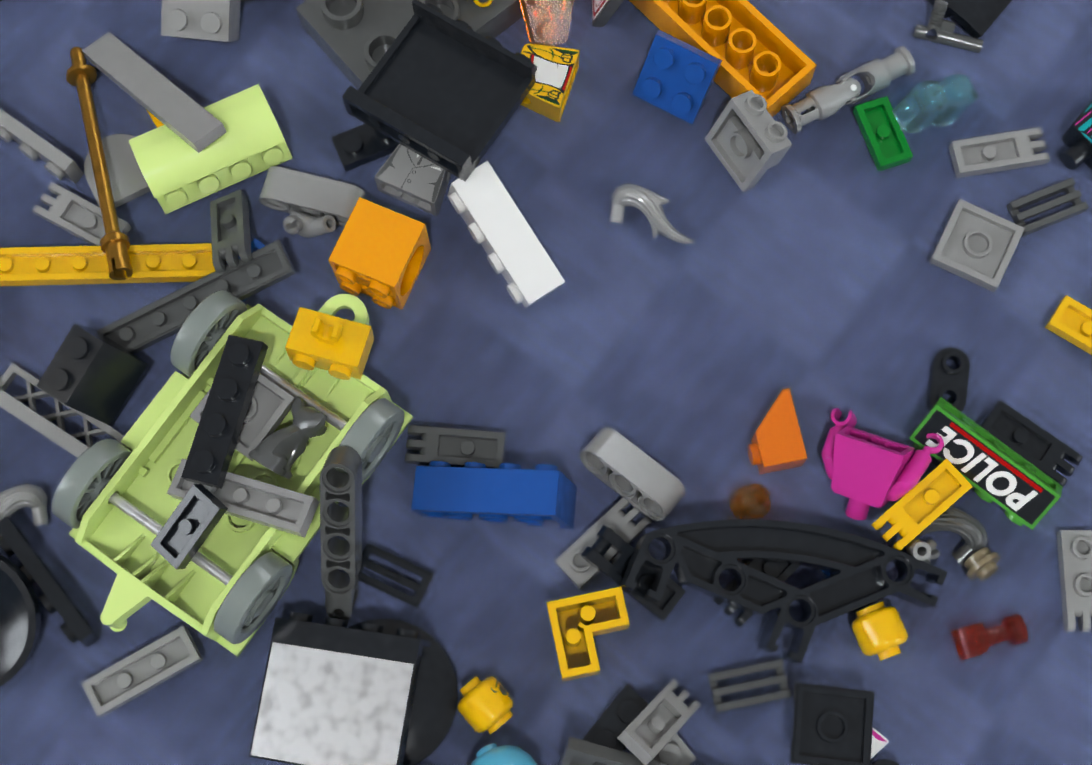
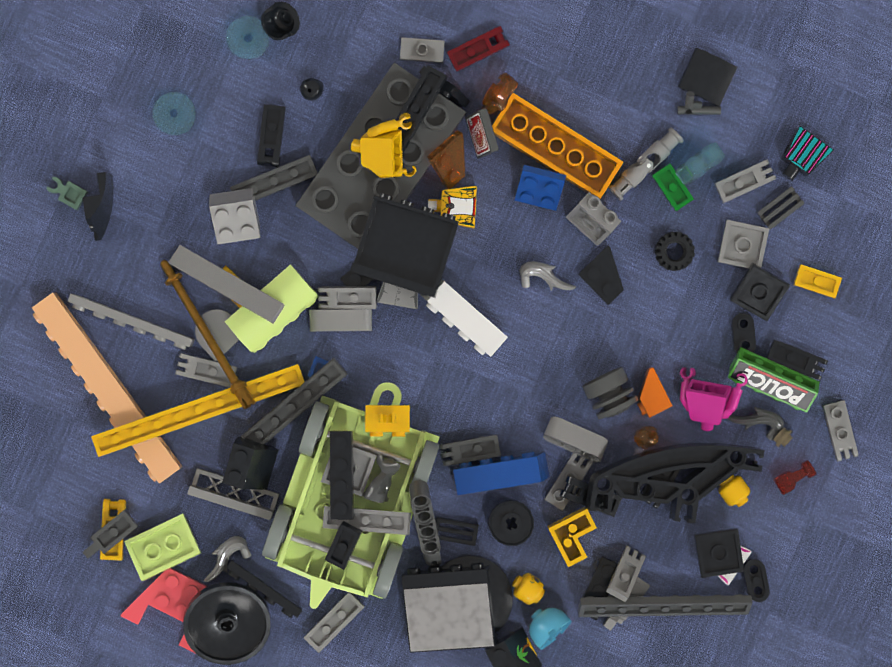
camera: 15 degrees left, 15 degrees up
(230, 230) = (300, 357): dark grey hinge -> none
(308, 225) = (344, 338): light grey arm -> none
(335, 162) = (348, 297): none -> light grey hinge
(380, 254) = (394, 350): light orange brick -> none
(465, 584) = (498, 524): none -> black wheel
(708, 403) = (610, 393): none -> dark grey wheel
(741, 238) = (603, 276): none -> black wing
(780, 678) = (673, 546): dark grey tile -> none
(870, 208) = (686, 244): none -> black tyre
(923, 504) = (743, 416): yellow hinge -> none
(923, 550) = (748, 440): light grey arm -> none
(990, 321) = (759, 292): none -> black tile

